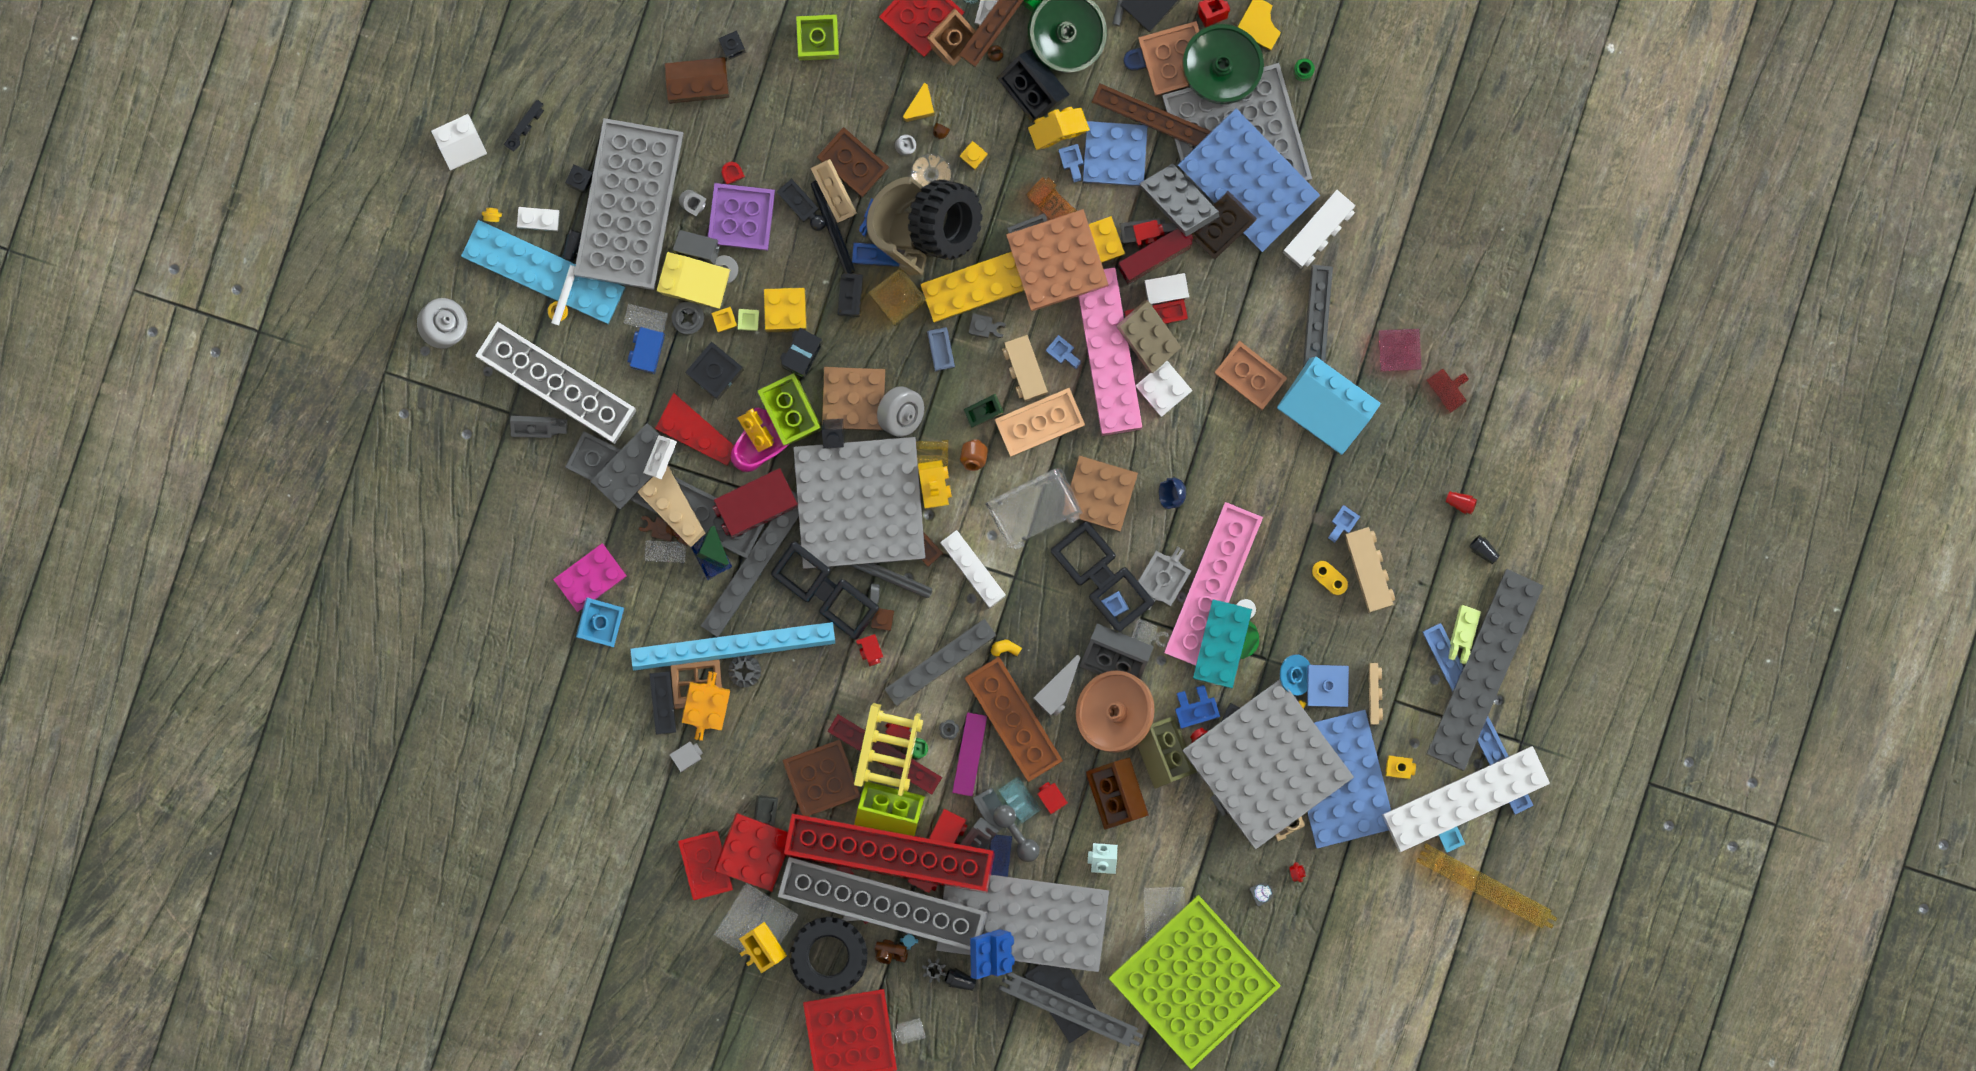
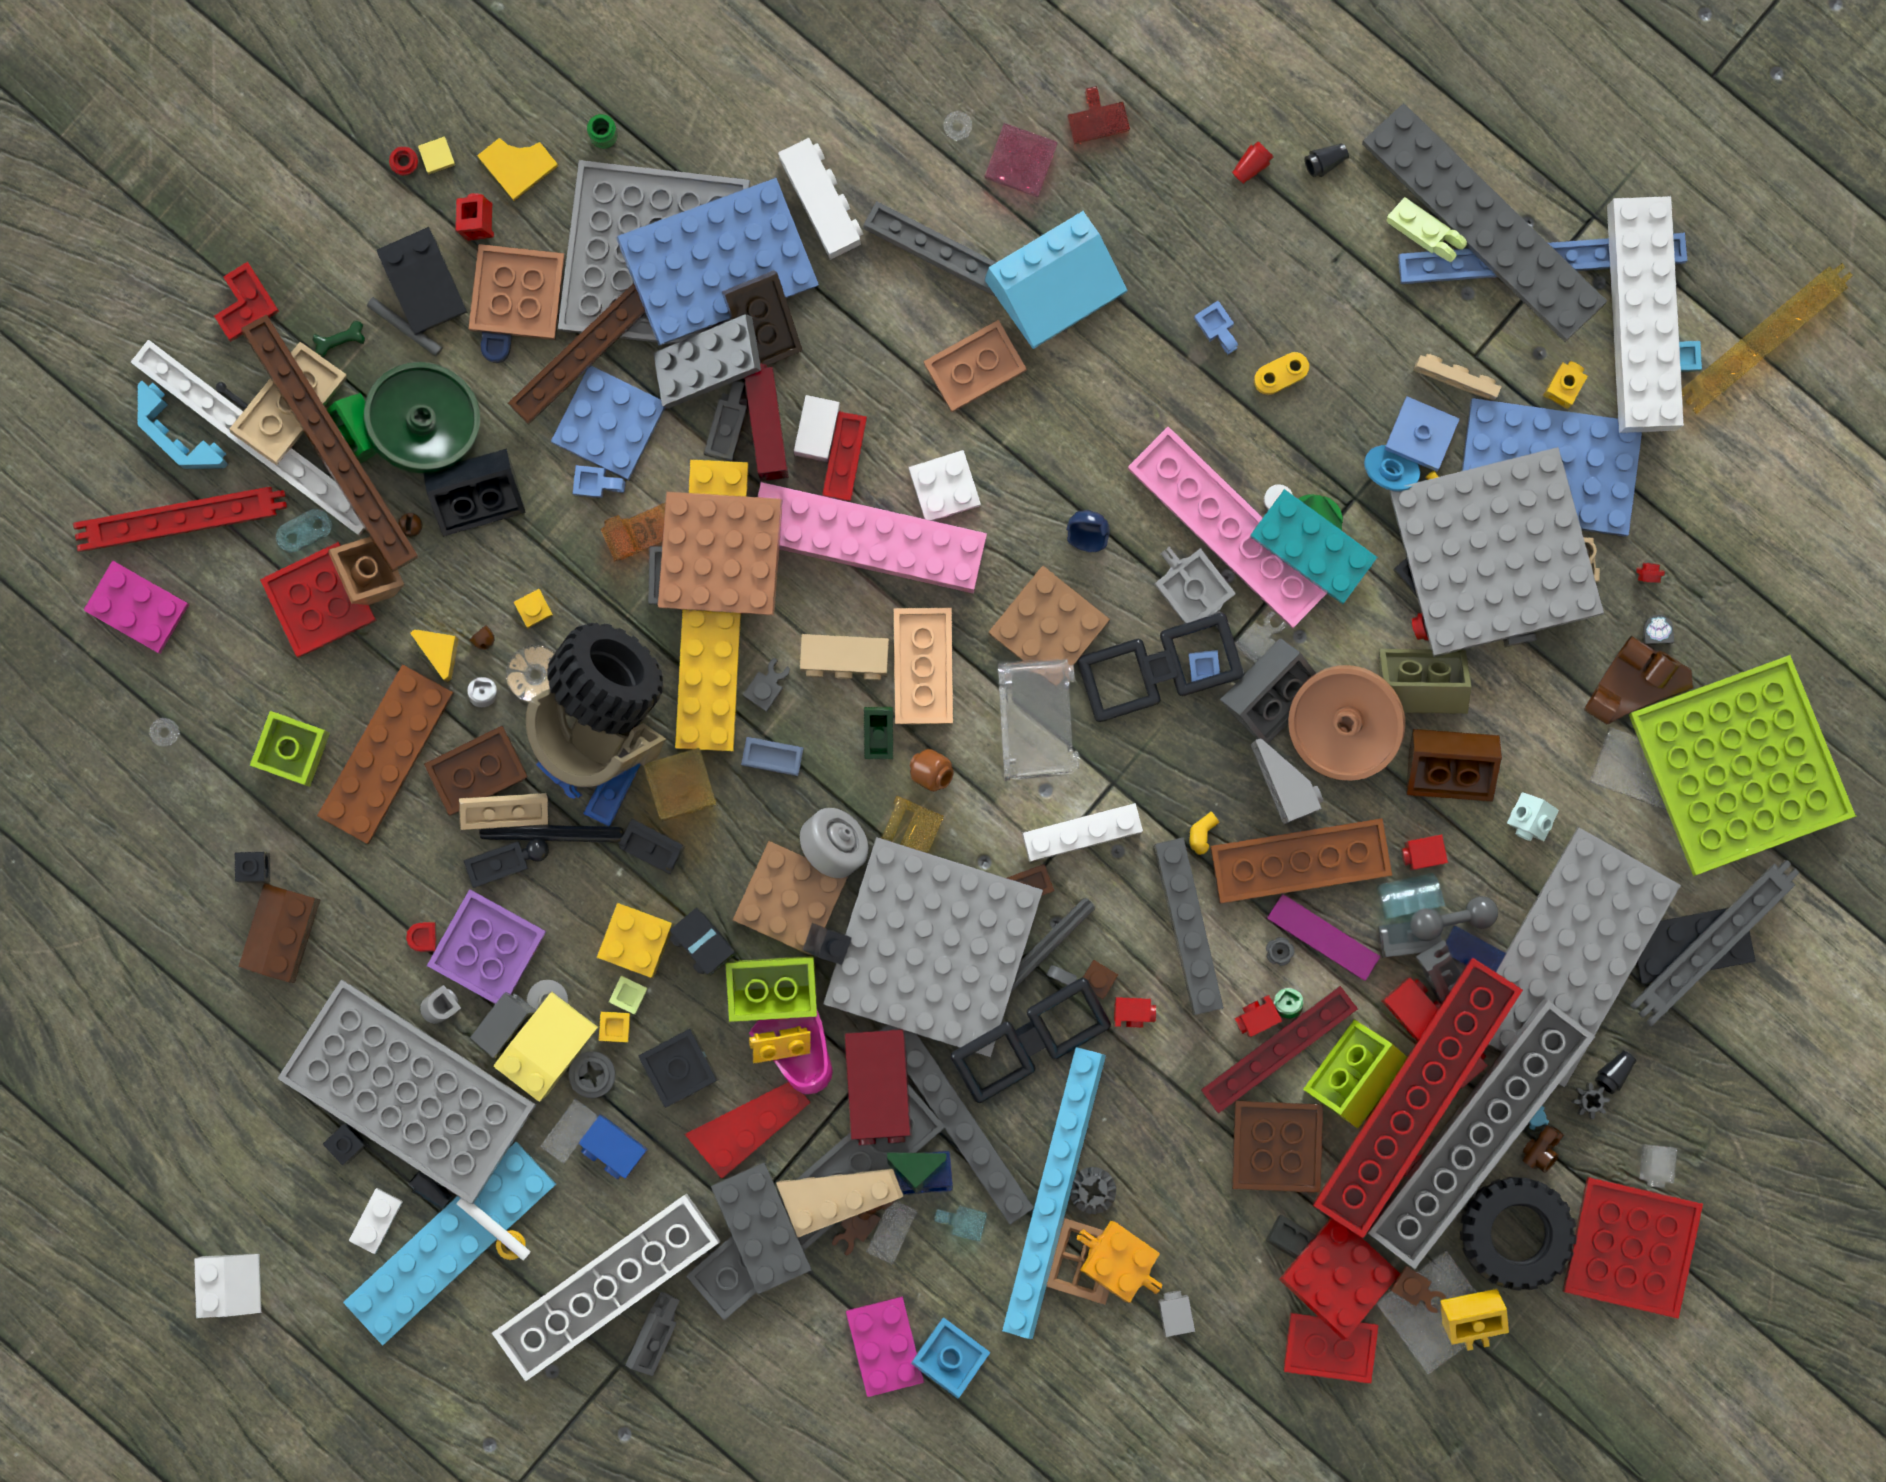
camera: 70 degrees left, 0 degrees up
(442, 323) = (462, 1408): light grey wheel -> none
(491, 215) = (344, 1281): yellow plate -> none
(524, 126) = (243, 1189): black hinge -> none
(660, 457) = (765, 1188): white plate -> none
(662, 703) = (1092, 1317): black plate -> none
(690, 597) = (965, 1223): none -> clear light blue plate
(765, 902) = (1414, 1288): none -> reddish brown plate
(840, 100) = (385, 754): none -> dark orange plate
(868, 755) = (1275, 1070): light yellow fence -> none
(933, 484) = (949, 838): yellow brick -> none
(991, 954) = (1605, 1015): blue plate -> none
(1058, 127) = (543, 481): yellow brick -> none
(1061, 351) = (840, 599): medium blue plate -> none
(1148, 232) = (732, 420): red brick -> none
(1148, 336) = (870, 476): dark tan plate -> none
(1196, 712) = (1388, 616): blue plate -> none
(1222, 892) = (1636, 680): none -> reddish brown panel
(1223, 64) = (550, 231): dark green dish -> none
(1369, 570) = (1292, 317): tan brick -> none
(1412, 299) = (955, 117): none -> clear plate

